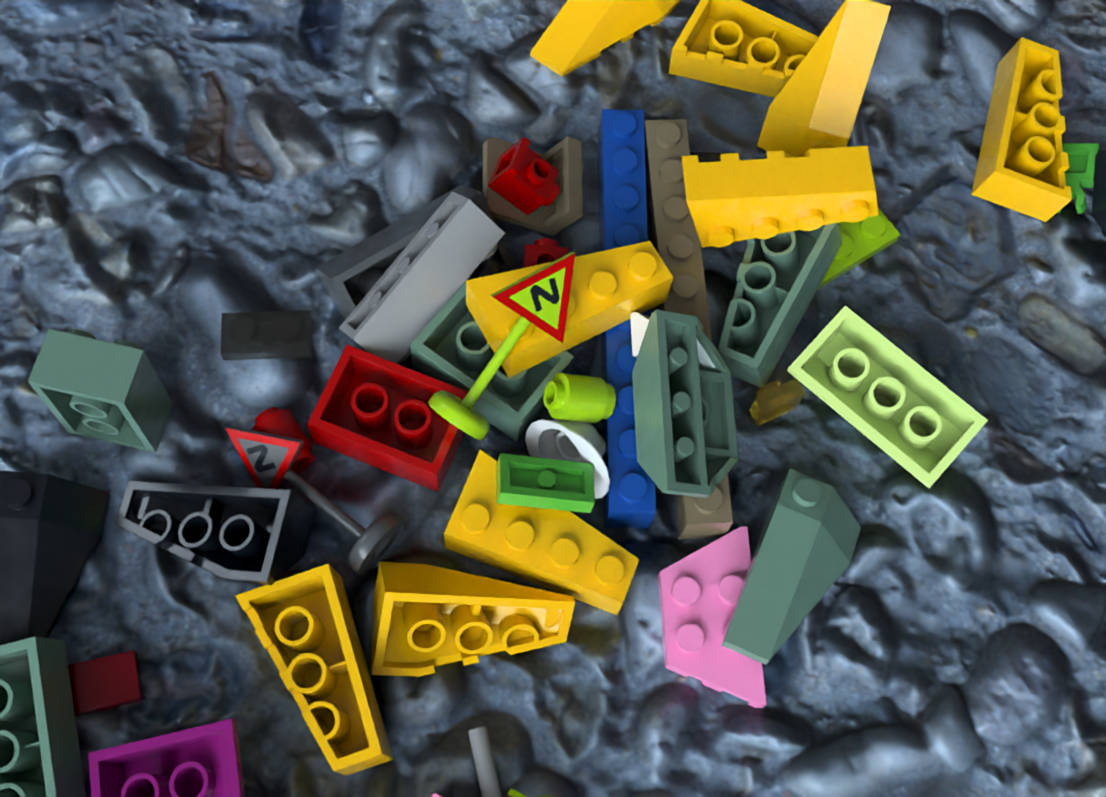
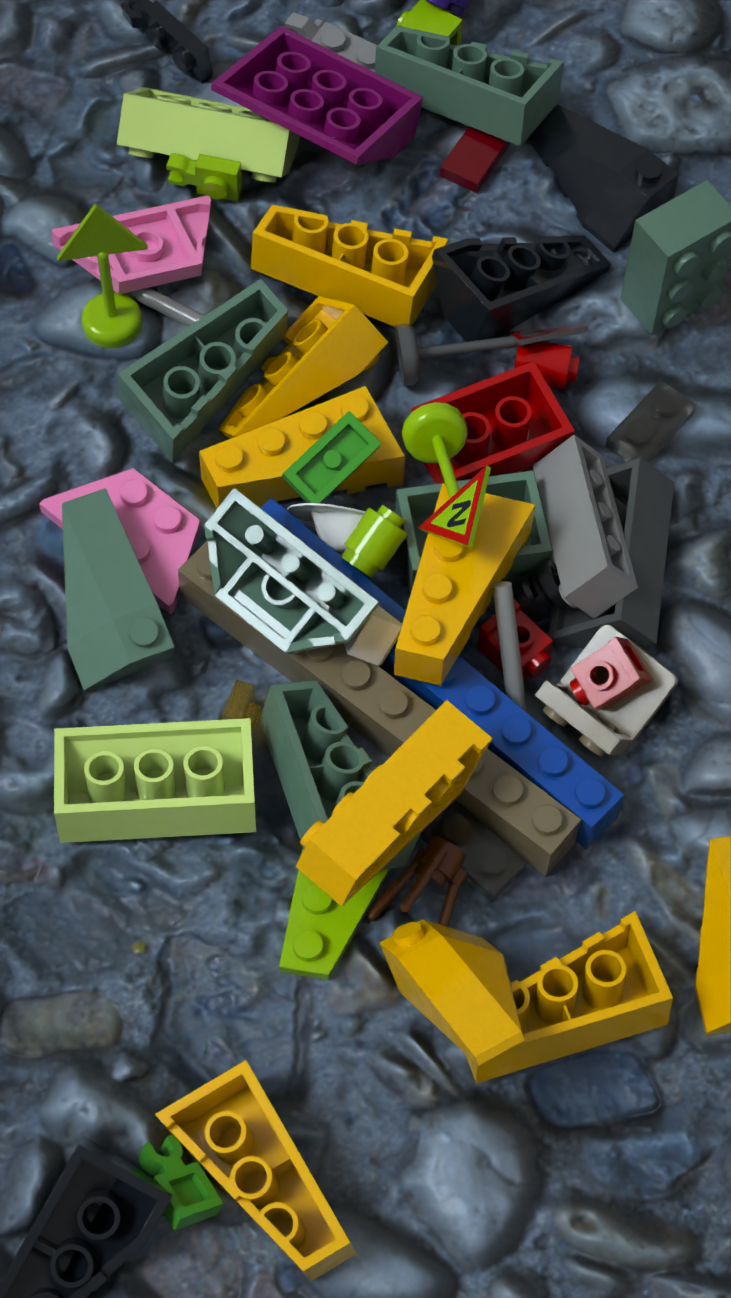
camera: 140 degrees right, 5 degrees down
(535, 688) = (199, 369): none -> sand green wedge
(578, 245) = (509, 642): none -> light grey bar

